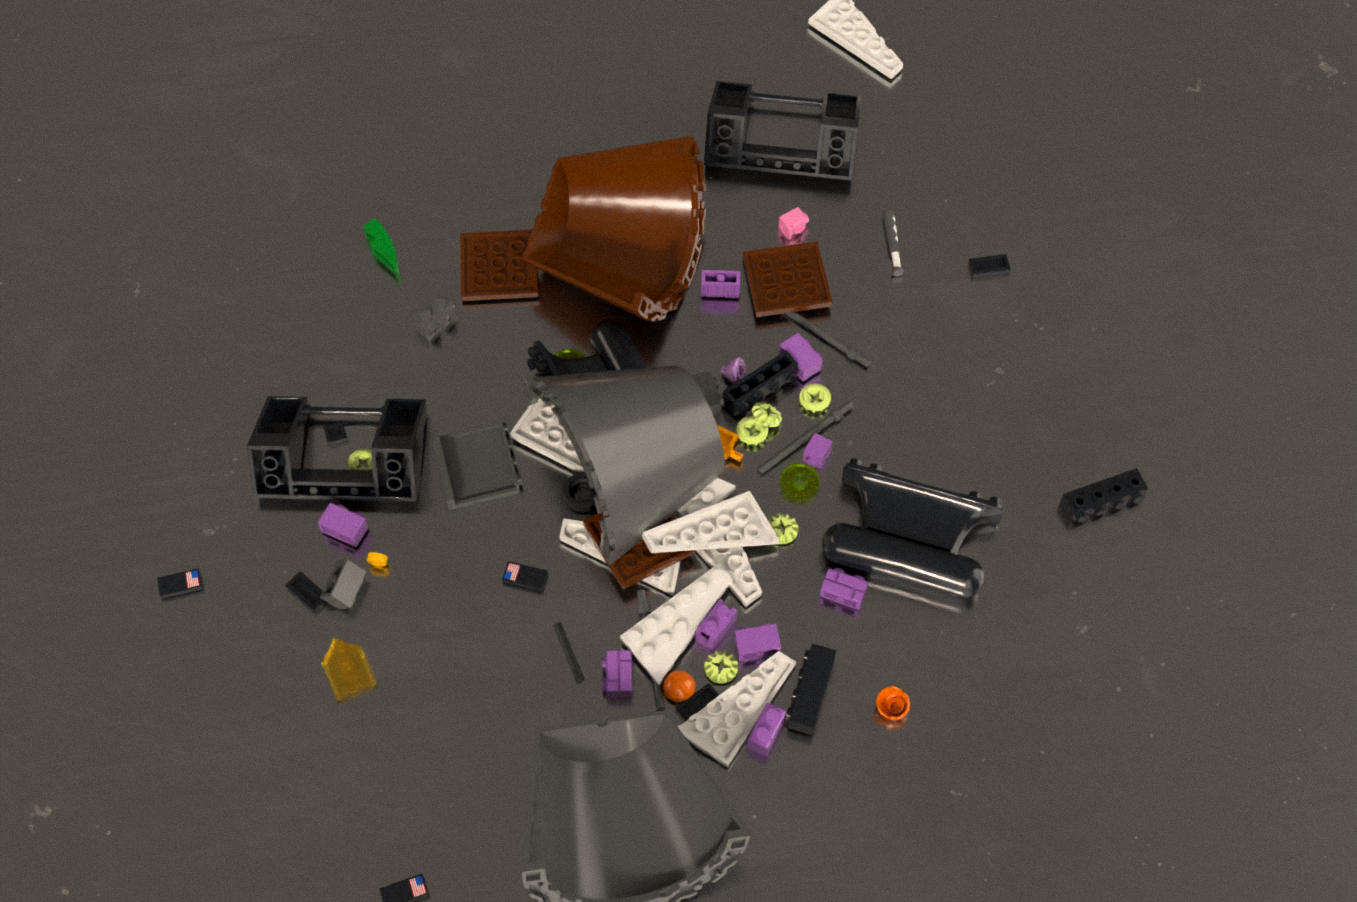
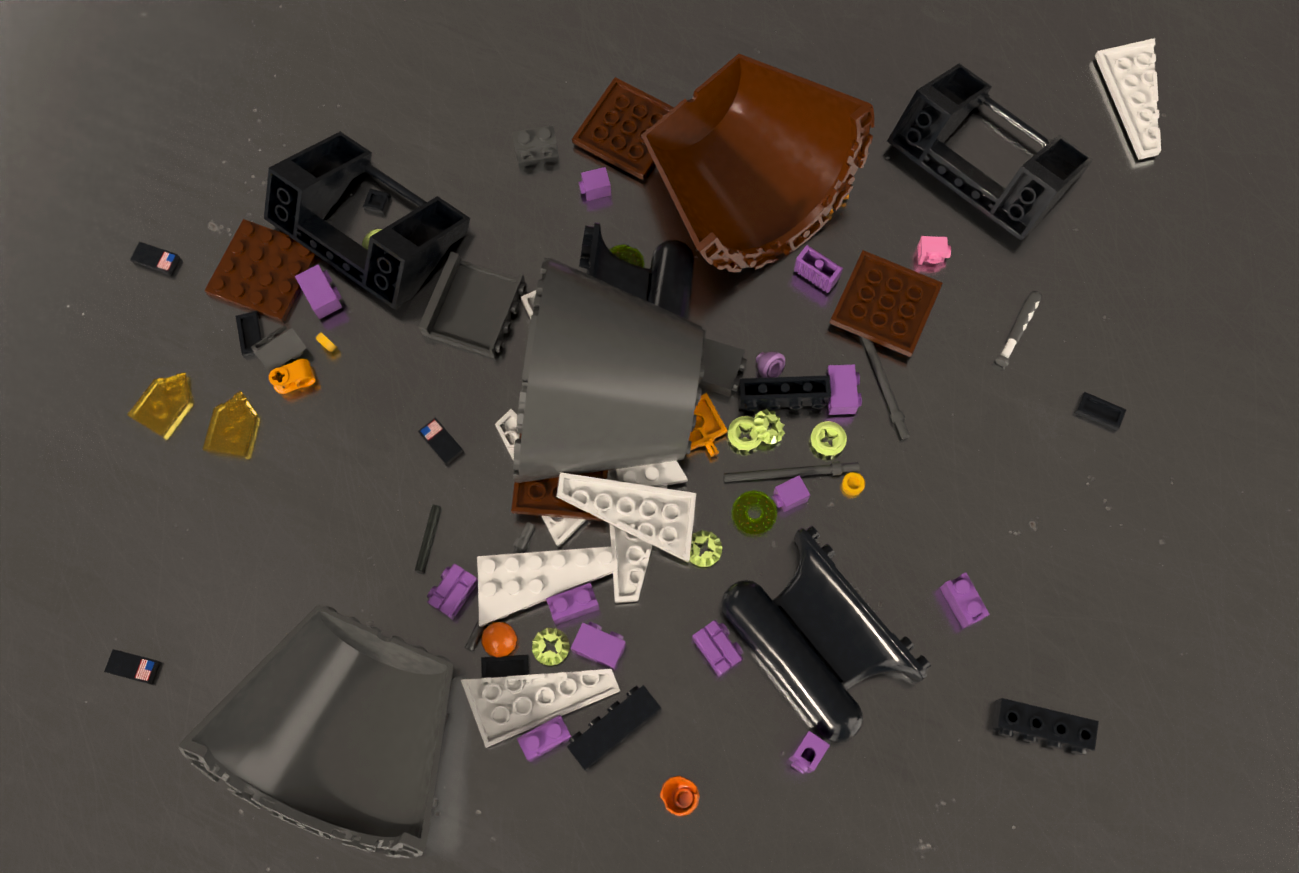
camera: 35 degrees right, 10 degrees up
(274, 687) = (162, 403): none -> clear yellow tile
(279, 539) = (261, 271): none -> reddish brown plate
(369, 600) = (293, 376): none -> light orange piece
(381, 244) = (539, 48): green slope -> none
(504, 319) = (595, 184): none -> medium lavender brick
(855, 418) = (853, 483): none -> yellow tile
(960, 614) = (808, 753): none -> medium lavender brick
(991, 447) = (964, 600): none -> medium lavender brick

